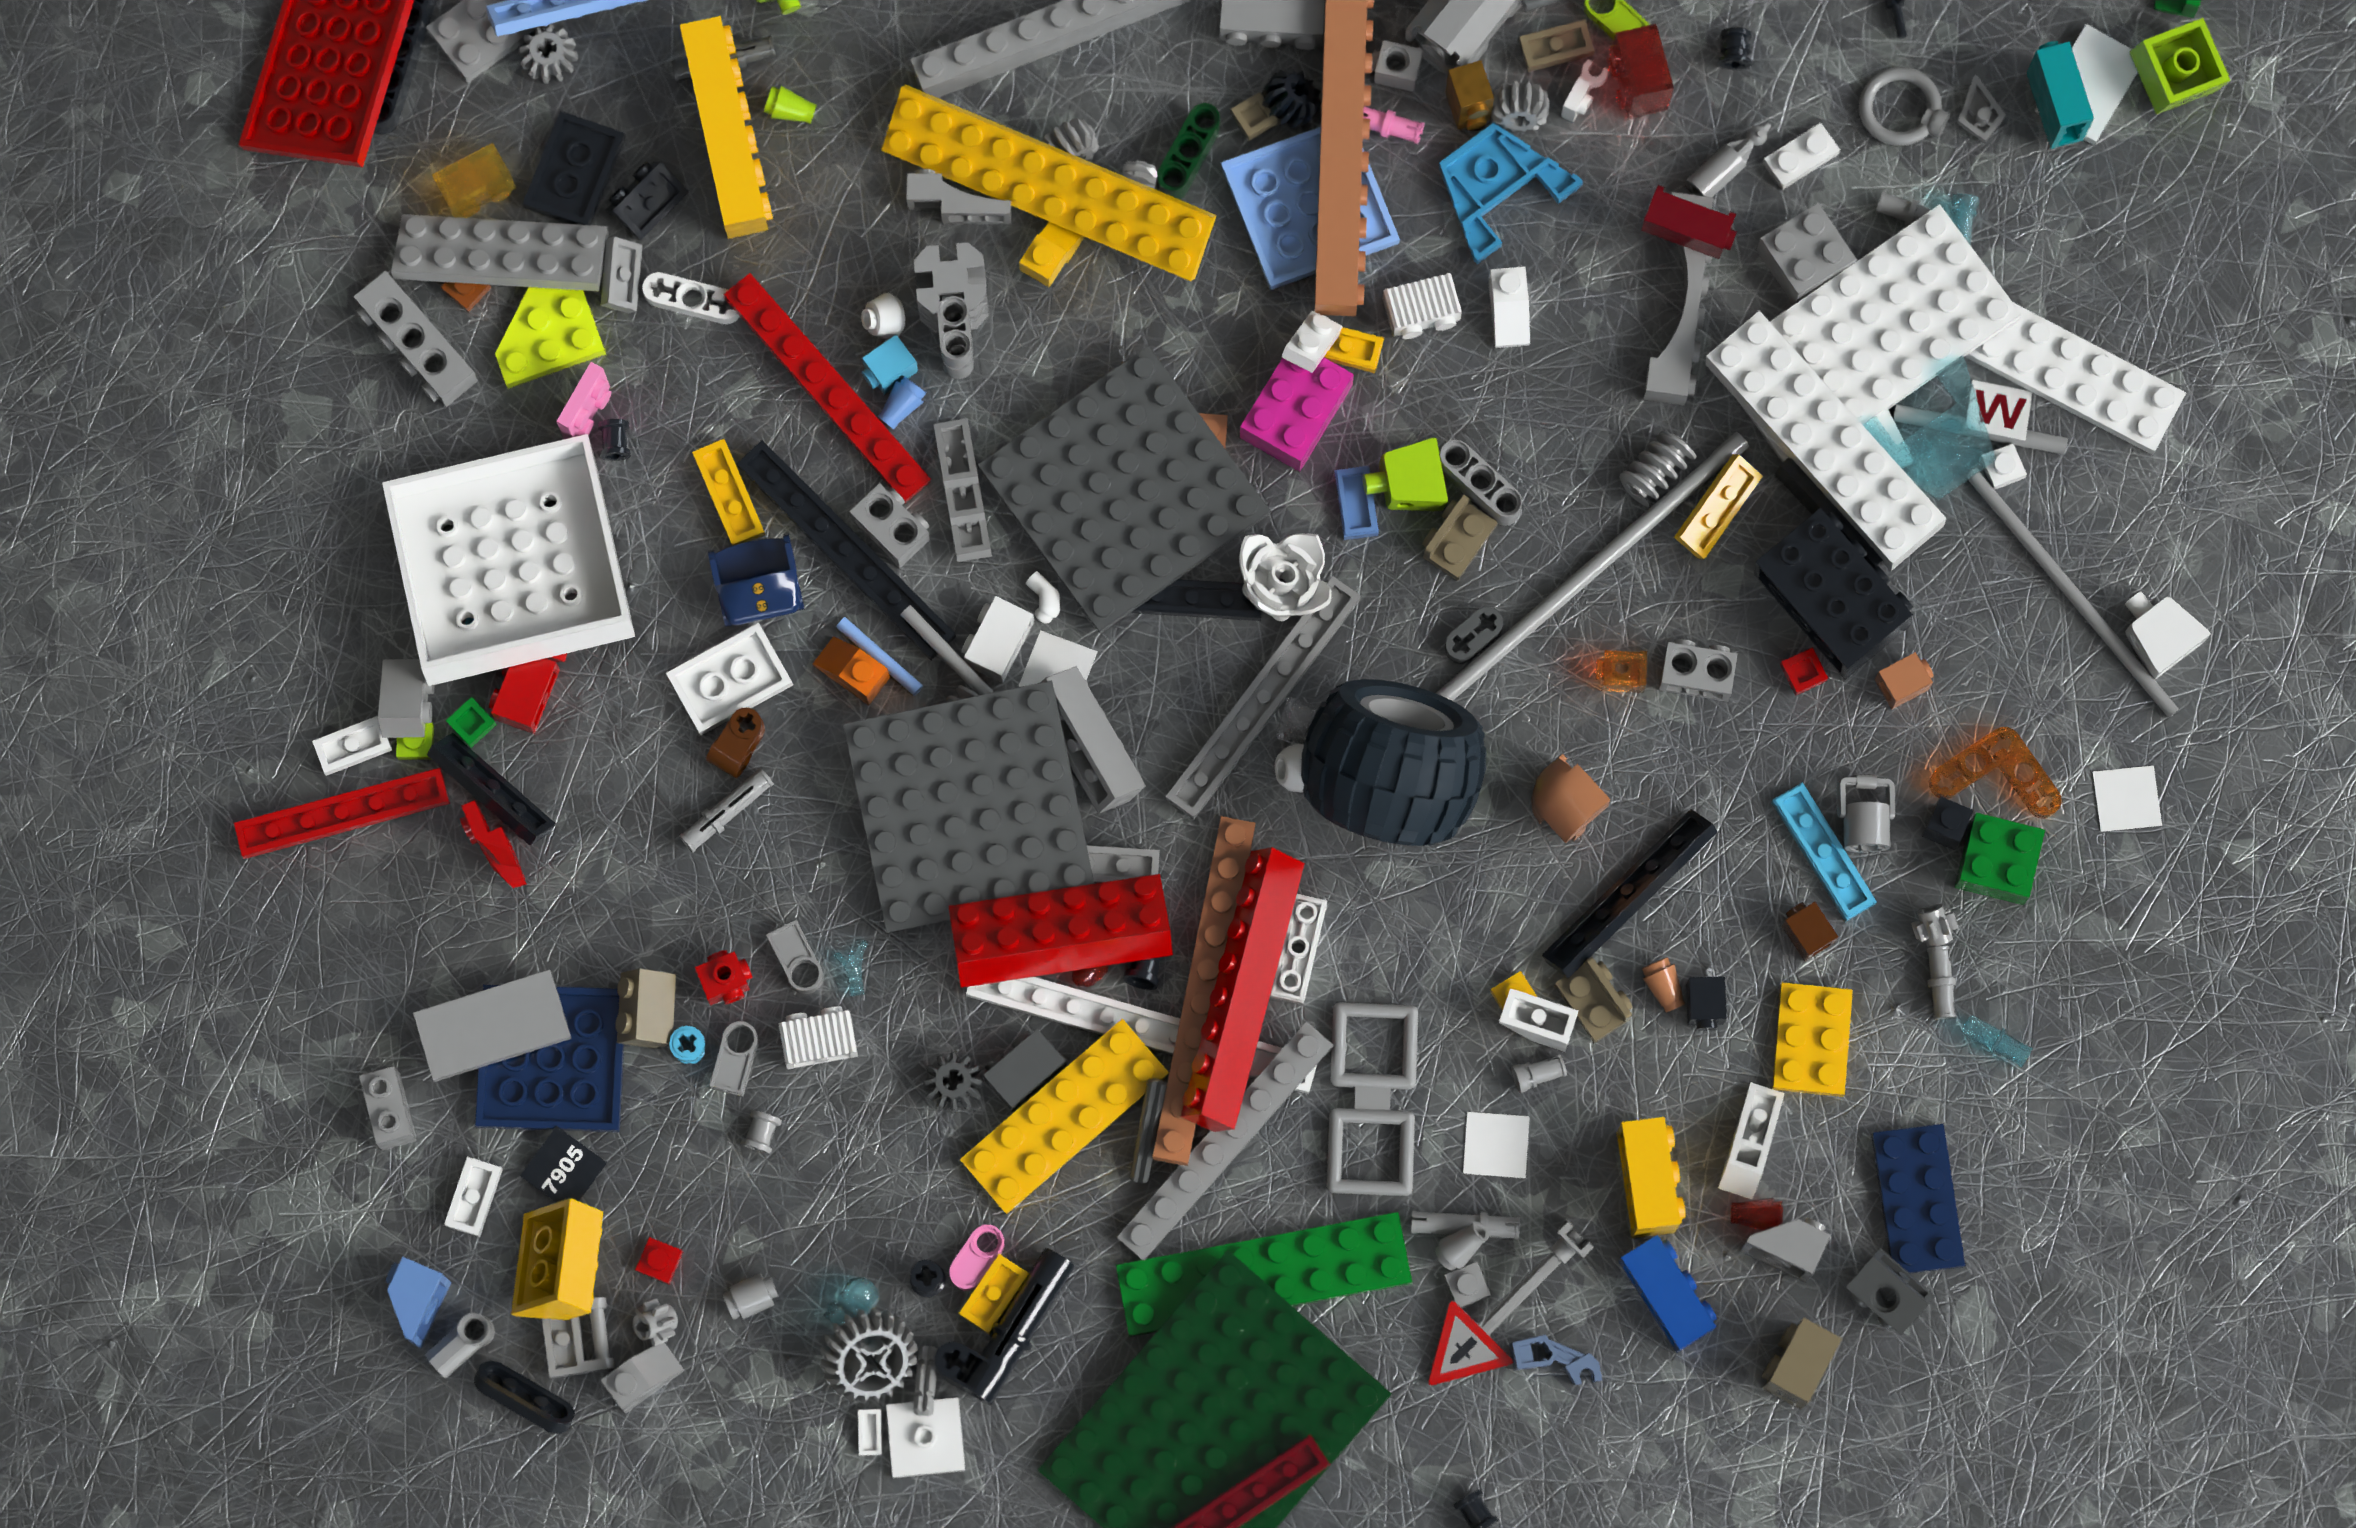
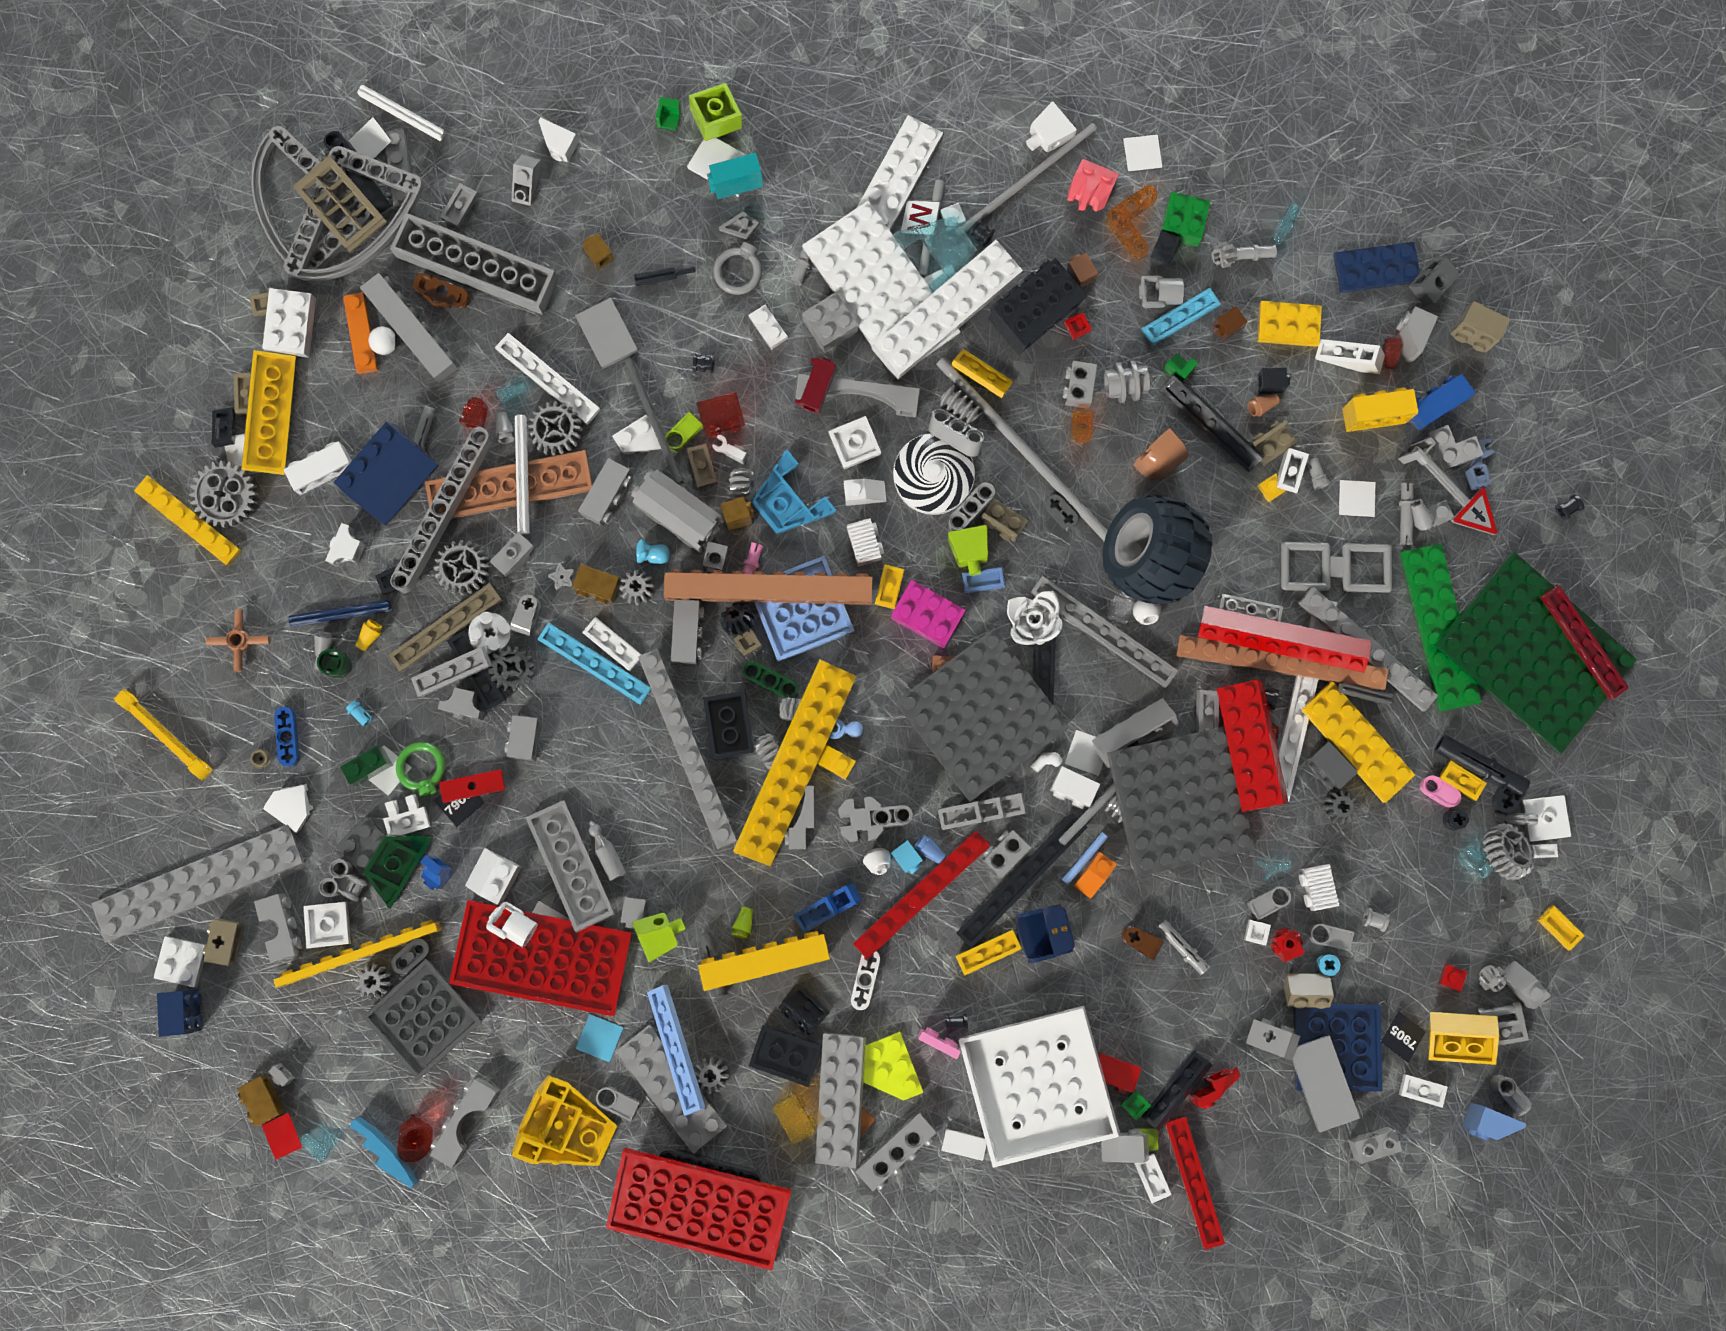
camera: 90 degrees left, 5 degrees up
(420, 445) = (964, 1144): none -> white tile
(524, 1397) = (1540, 1045): black plate -> none
(568, 943) = (1261, 1037): none -> light grey brick
(621, 275) = (852, 1023): light grey plate -> none
(729, 678) = (1103, 948): white plate -> none
(737, 1452) = (1561, 927): none -> yellow tile
(746, 933) = (1257, 932): none -> white plate
(750, 1296) = (1472, 922): light grey brick -> none
(811, 238) = (827, 907): none -> blue slope
(1105, 285) = (853, 729): none -> light blue plate
(1113, 82) = (729, 725): none -> black brick
(1312, 341) = (893, 603): white plate -> none
(1542, 424) = (933, 475): none -> dish
(1577, 1306) = (1452, 453): none -> light grey plate
(1596, 293) = (854, 442): none -> white plate
(1597, 462) = (956, 432): none -> light grey beam
(1700, 743) = (1128, 381): none -> light grey piece
(1725, 163) = (774, 369): light grey wheel -> none
(1730, 844) = (1180, 366): none -> green panel
(1813, 499) = (981, 315): black tile -> none
(1963, 212) = (801, 235): clear light blue pin -> none
(1971, 512) = (981, 233): none -> black bush
(2061, 704) = (1092, 185): none -> coral plate

